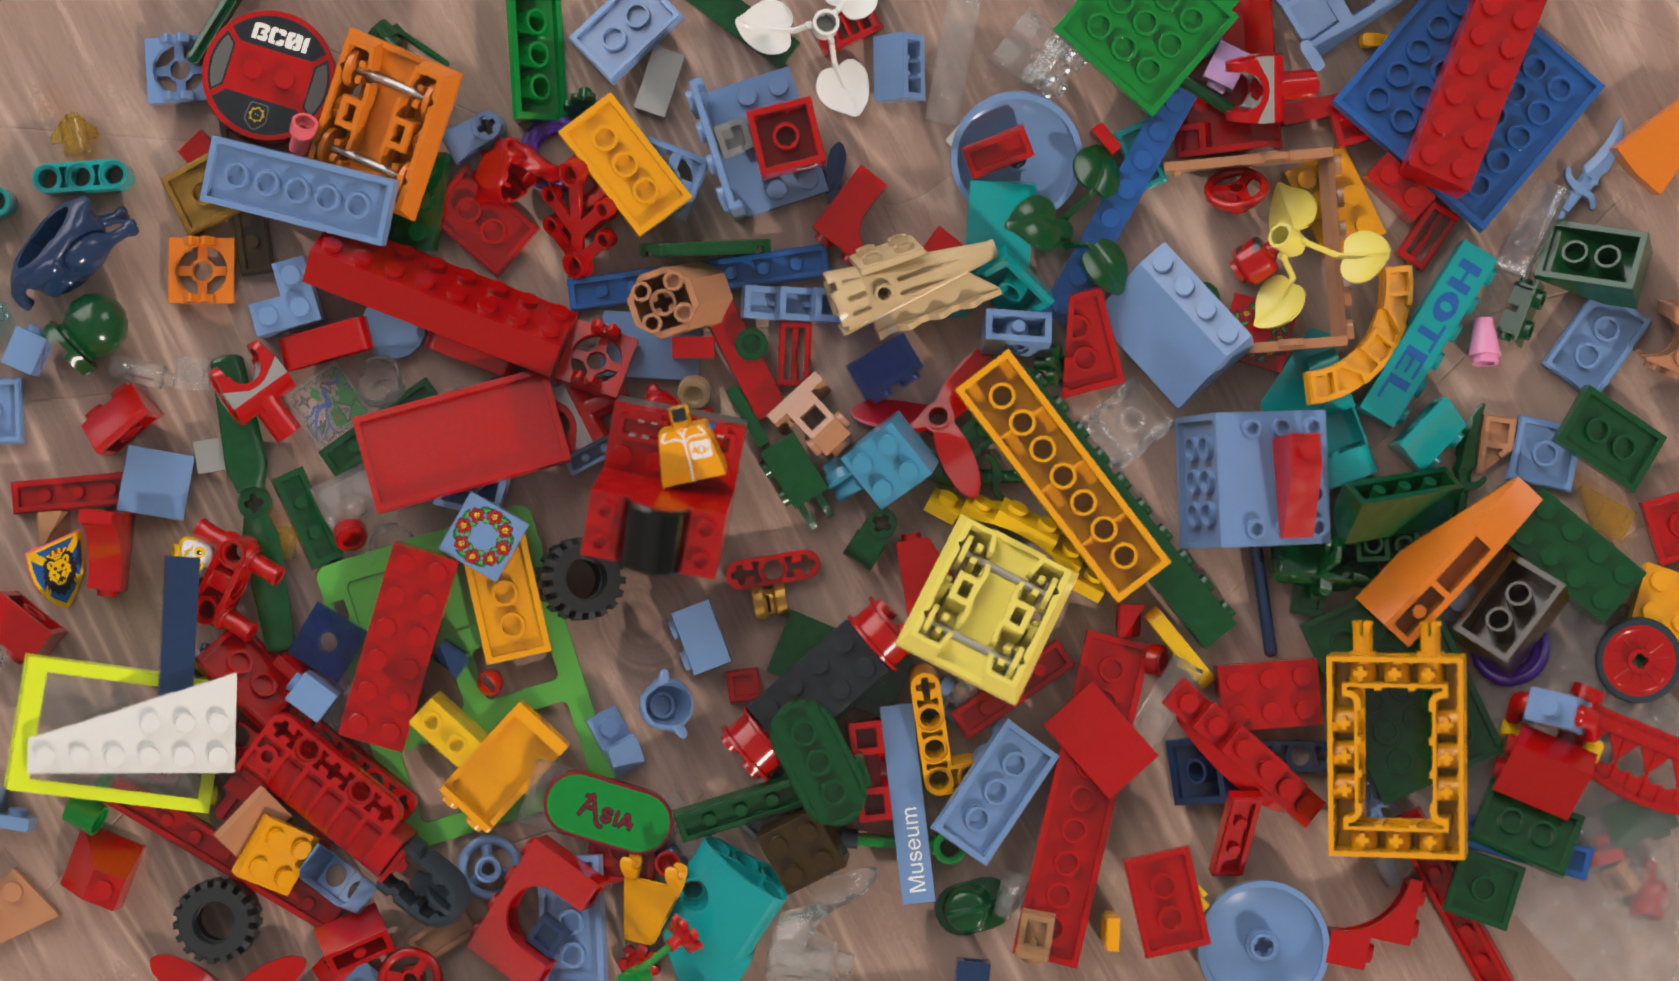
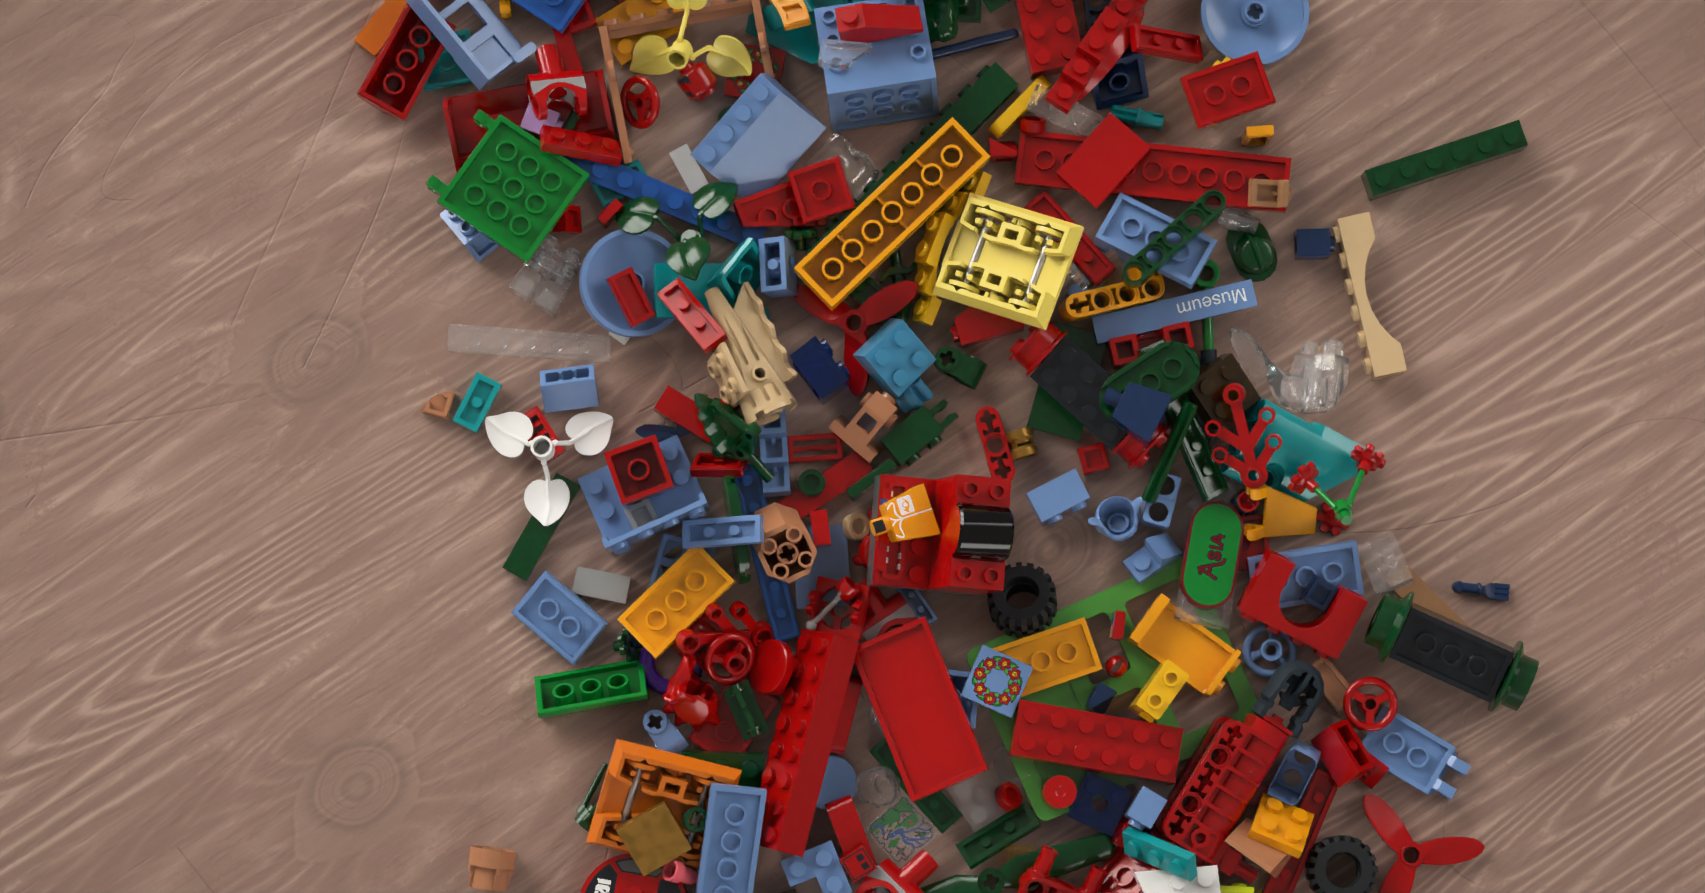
camera: 95 degrees left, 5 degrees down
(254, 706) = (1159, 853): none -> teal plate
(290, 347) = (858, 863): none -> red tile
(343, 106) = (653, 838): none -> pearl gold tile
(345, 595) = (1058, 792): none -> red piece
(366, 149) = (688, 814): none -> dark green bush
(488, 235) = (745, 710): none -> dark green hinge
(535, 272) = (772, 667): none -> red tile
(537, 689) = (1117, 625): none -> red tile
(549, 224) = (738, 667): none -> red piece
(614, 369) = (846, 590): none -> hinge
(684, 754) = (1166, 500): none -> medium blue piece
(697, 228) = (723, 531): none -> medium blue plate
(734, 776) = (1169, 452): none -> dark green axle
(736, 869) = (1244, 440): none -> red plant
(784, 743) = (1137, 410): none -> dark blue torso
(785, 236) = (710, 466): none -> red tile
(817, 250) = (730, 433): none -> dark green bar
(965, 221) = (692, 315): none -> plate
(1007, 822) = (1167, 250): none -> dark green beam
(1100, 90) = (570, 221): none -> red tile
(1103, 395) = (821, 190): none -> red tile
(1147, 241) = (688, 168): none -> white sticker
(1151, 788) = (1138, 117): none -> teal axle
(1190, 110) = (580, 145): none -> red plate
(1263, 435) = (840, 53): none -> clear tile

